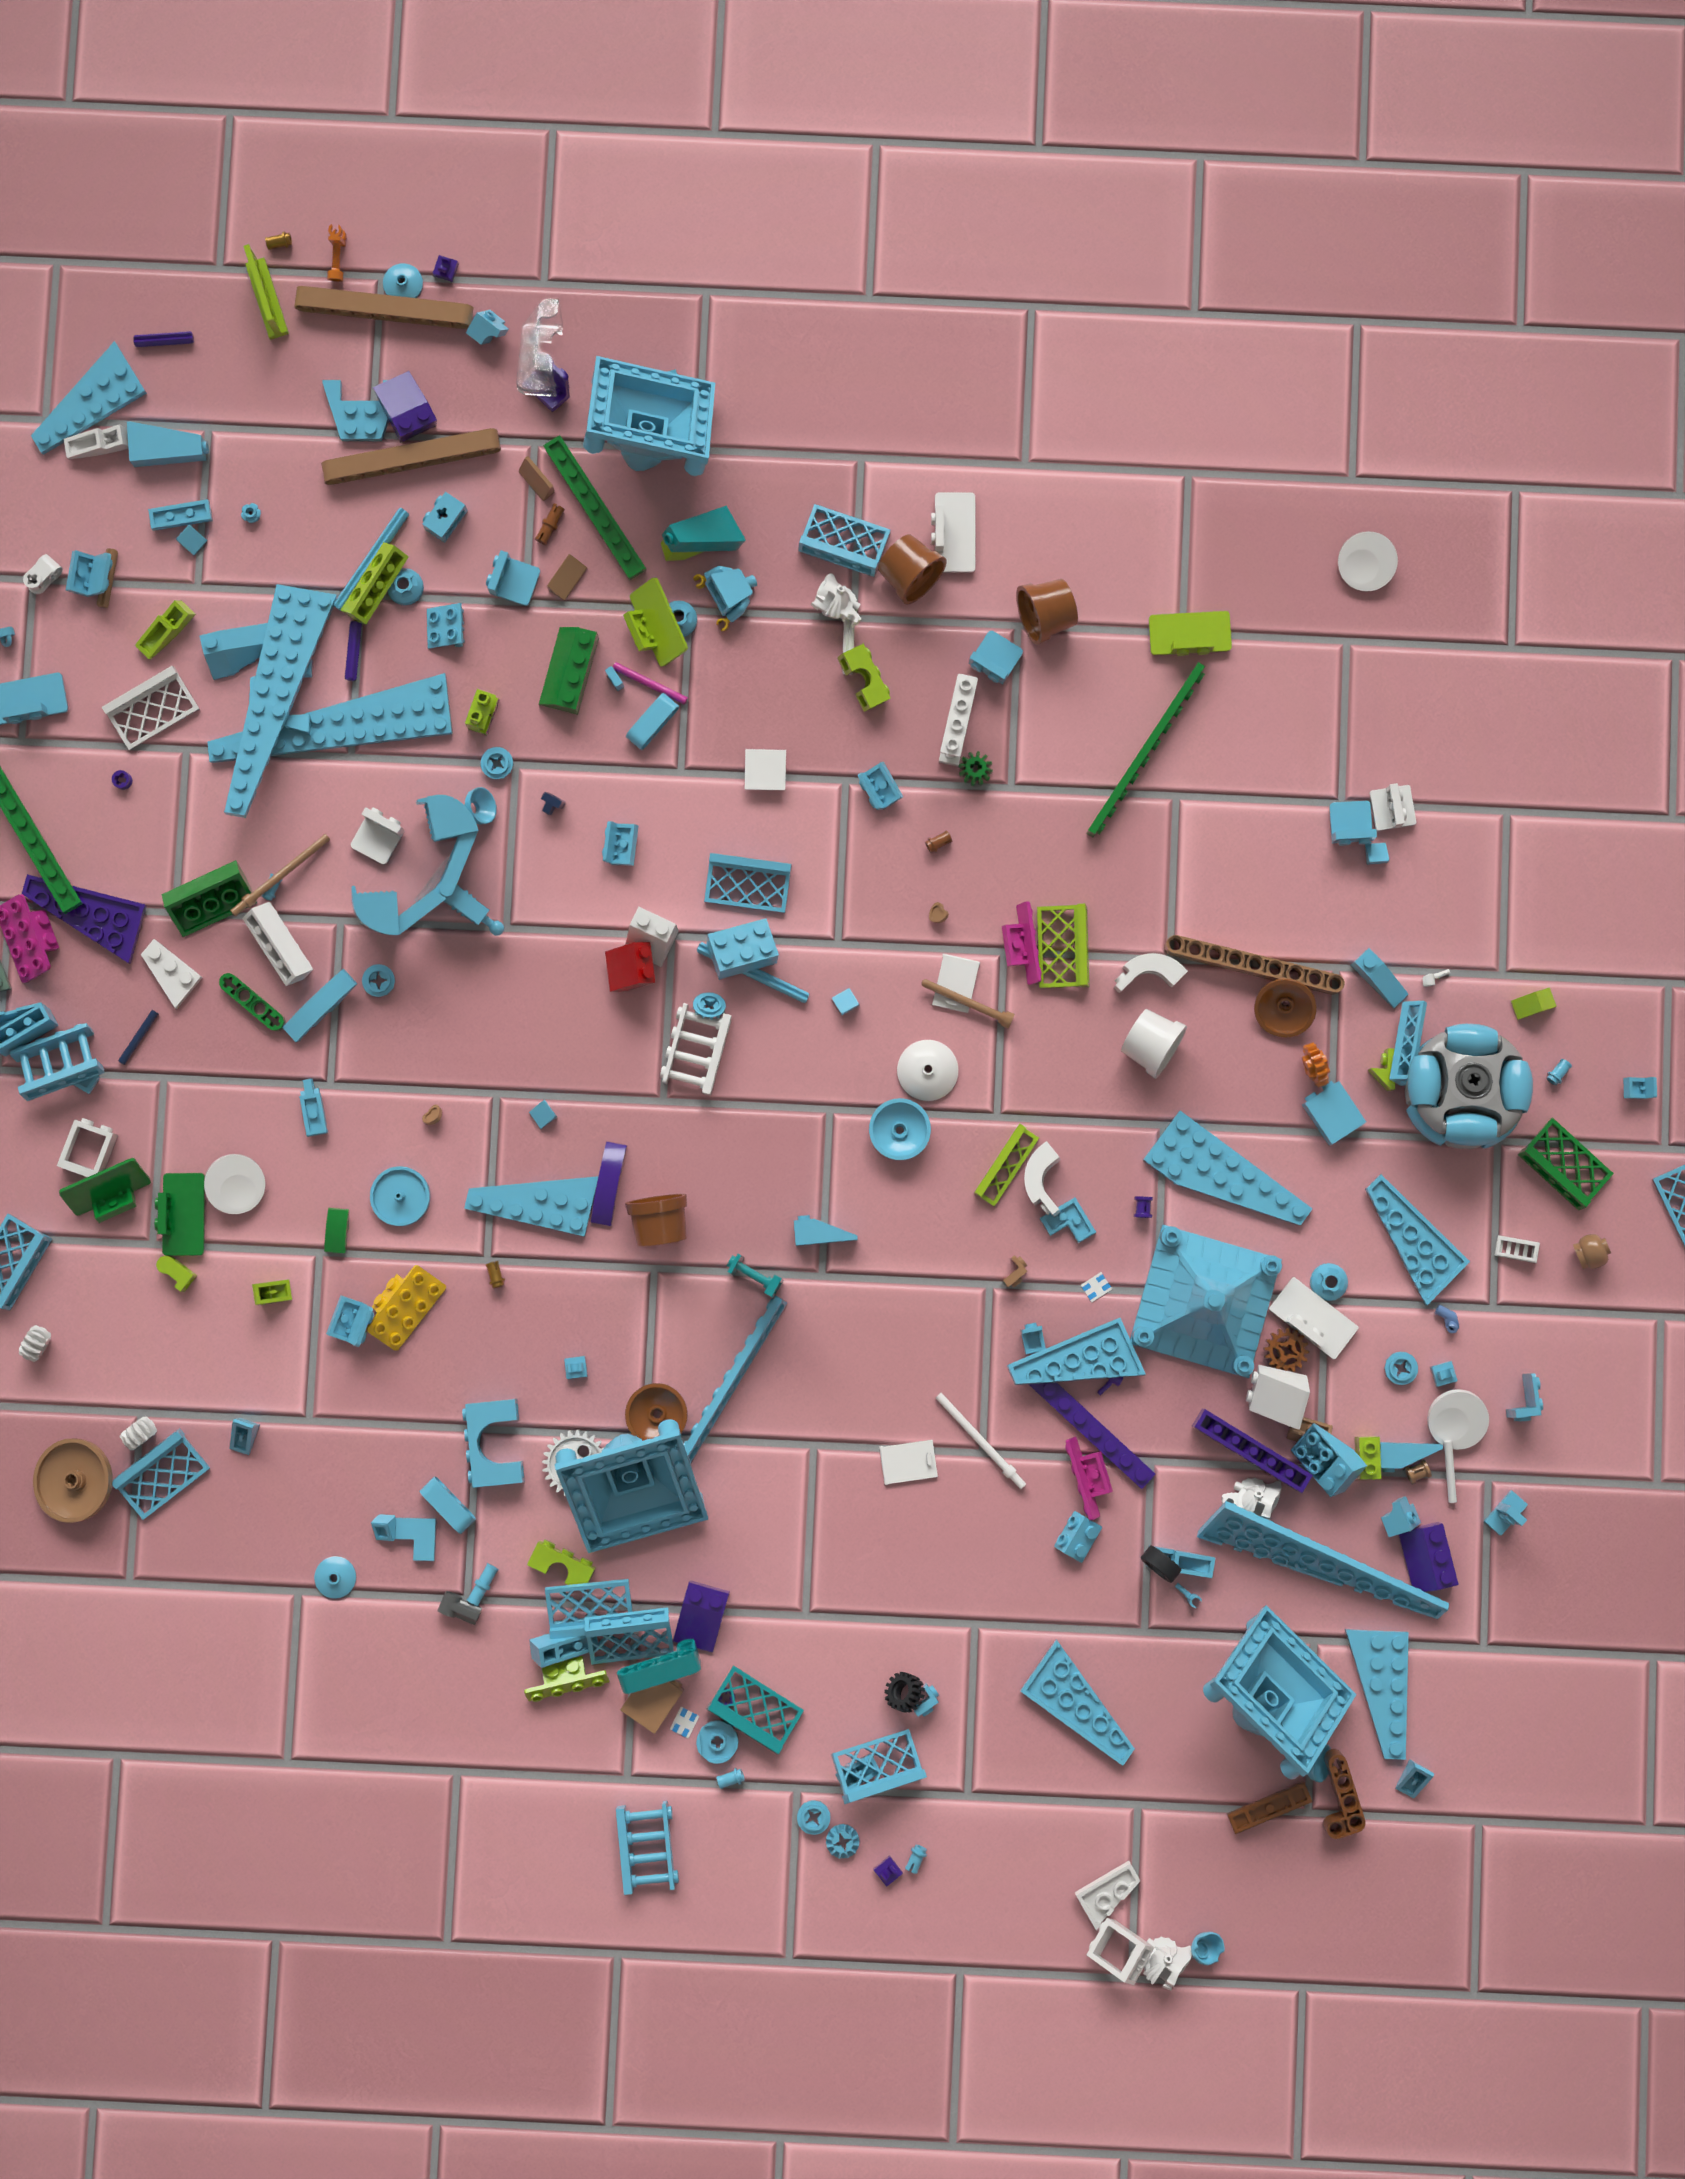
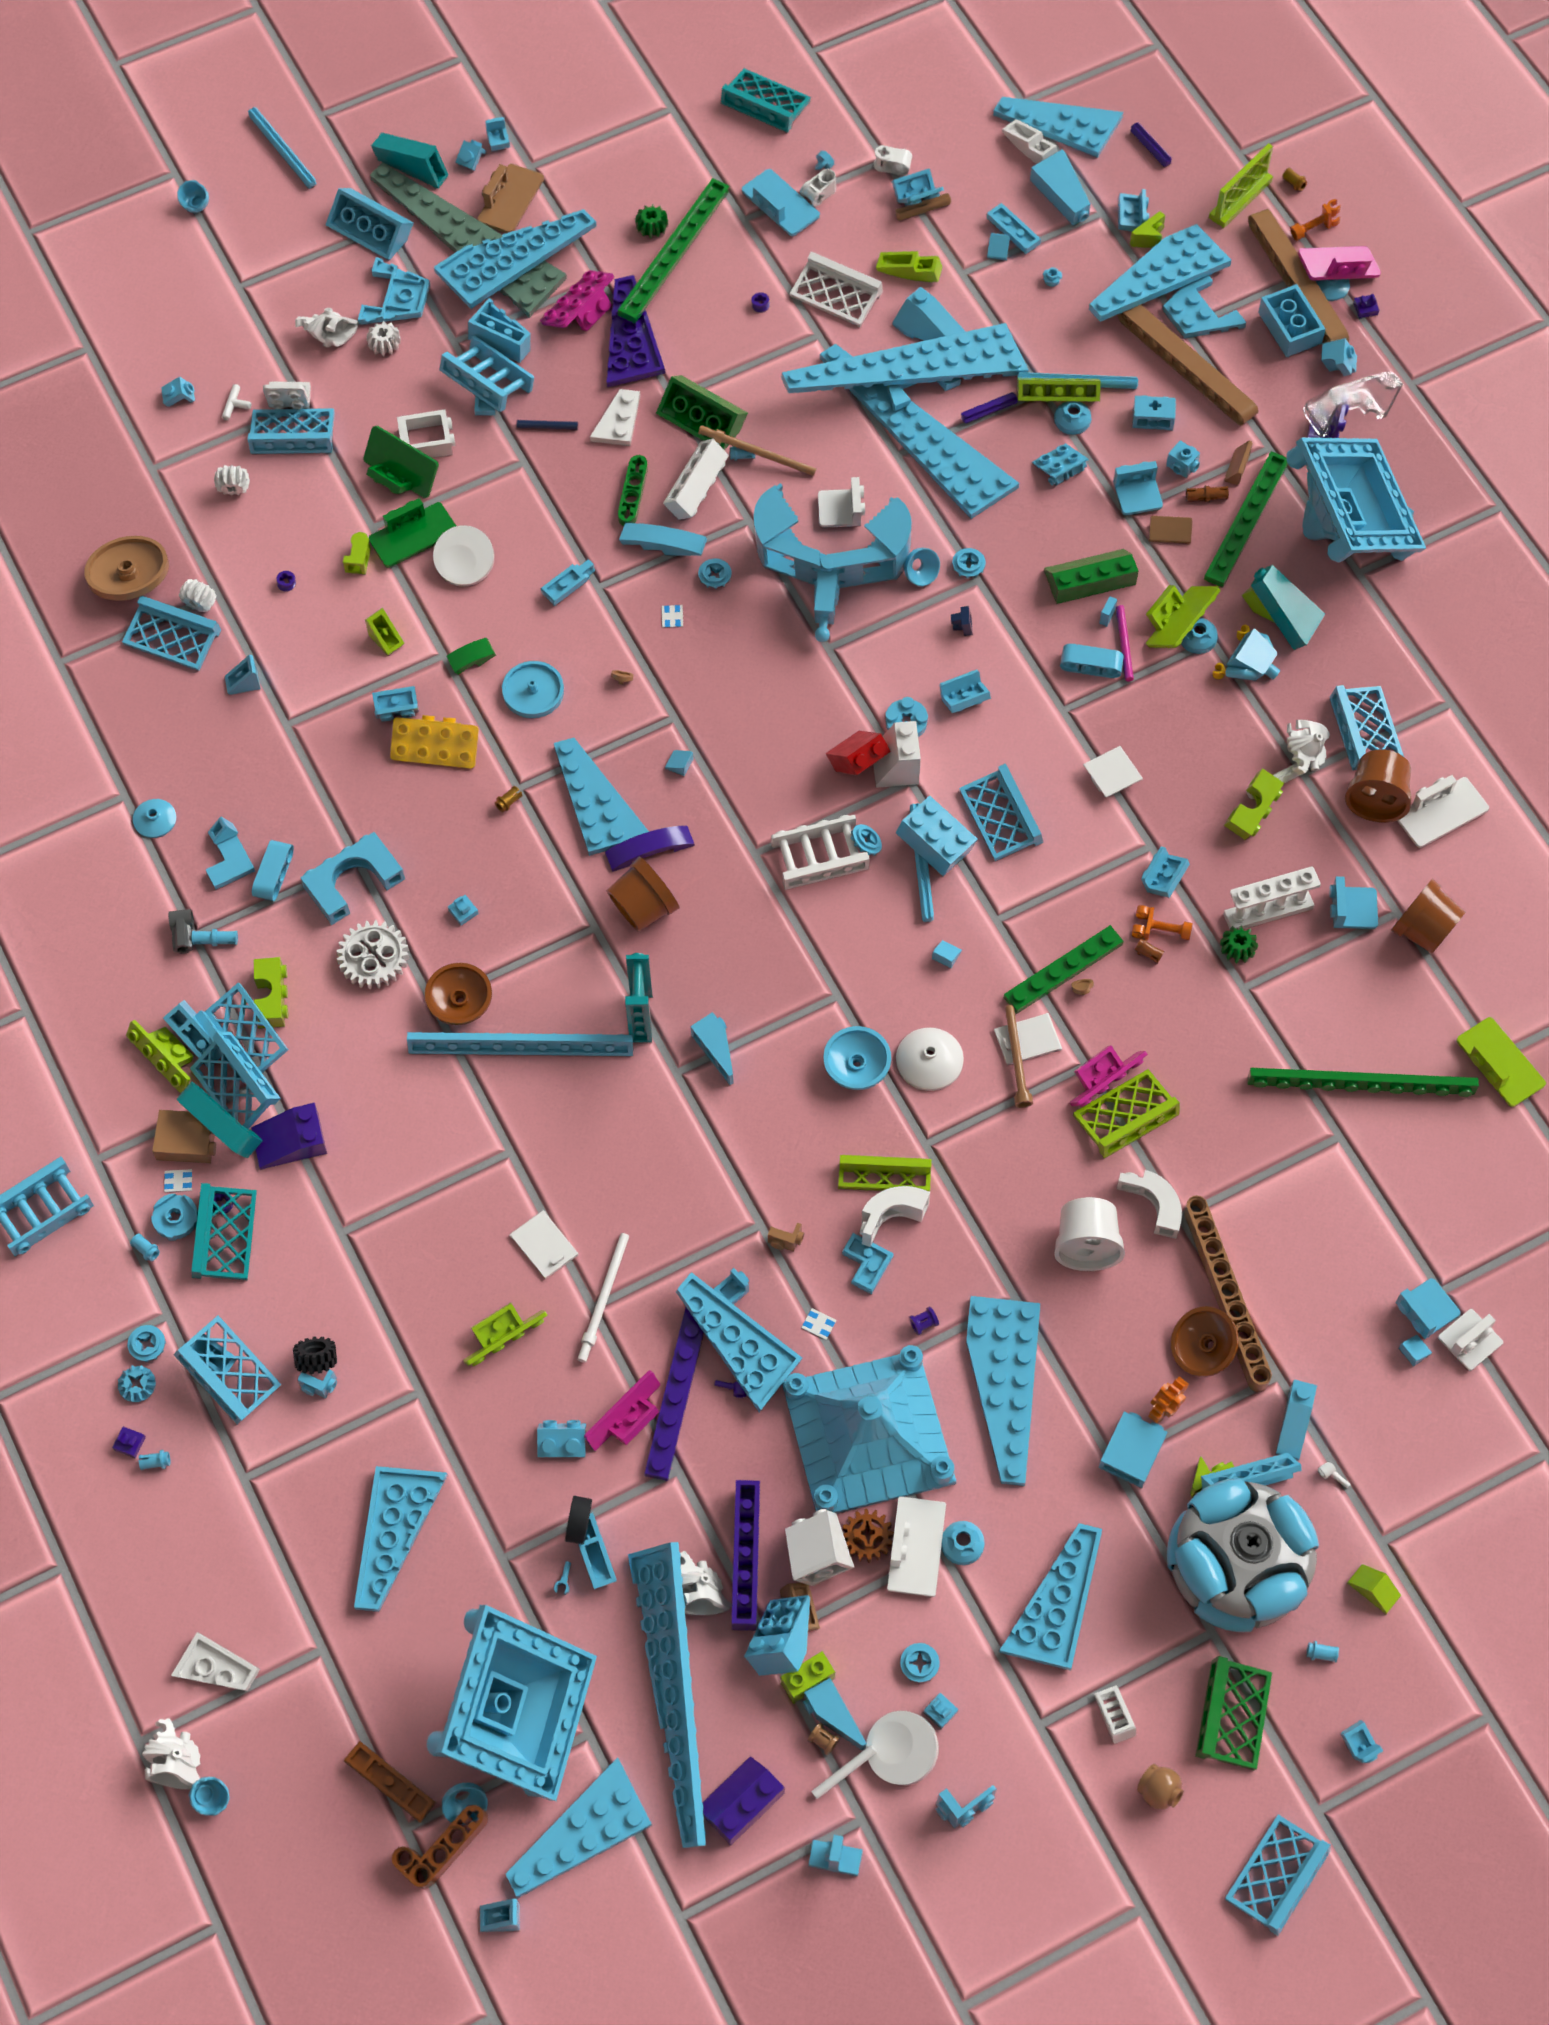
camera: 60 degrees right, 20 degrees down
(32, 660) = (819, 187): none -> white piece
(161, 1342) = (286, 586): none -> dark purple bush
(227, 401) = (1132, 210): none -> medium azure bracket
(259, 405) = (1148, 233): none -> lime slope
(305, 404) = (1166, 267): none -> medium azure wing
(392, 263) = (1339, 263): none -> bracket
(397, 1039) = (672, 616): none -> white sticker
(405, 406) = (1225, 336): slope -> none
(425, 342) = (1291, 320): none -> medium azure brick
(481, 707) = (1004, 523): lime hips -> none
(508, 523) = (1183, 459): none -> medium azure brick
(607, 914) = (910, 708): none -> medium azure plate
(631, 1488) = (373, 994): medium azure piece -> none
(913, 918) = (1063, 969): none -> green plate
(937, 803) = (1141, 931): none -> orange bar
(964, 1536) = (500, 1328): none -> lime bracket
(1135, 1962) = (170, 1719): white window -> none
(1401, 1518) = (766, 1745): medium azure brick -> none
(1450, 1318) = (1000, 1685): medium blue arm -> none

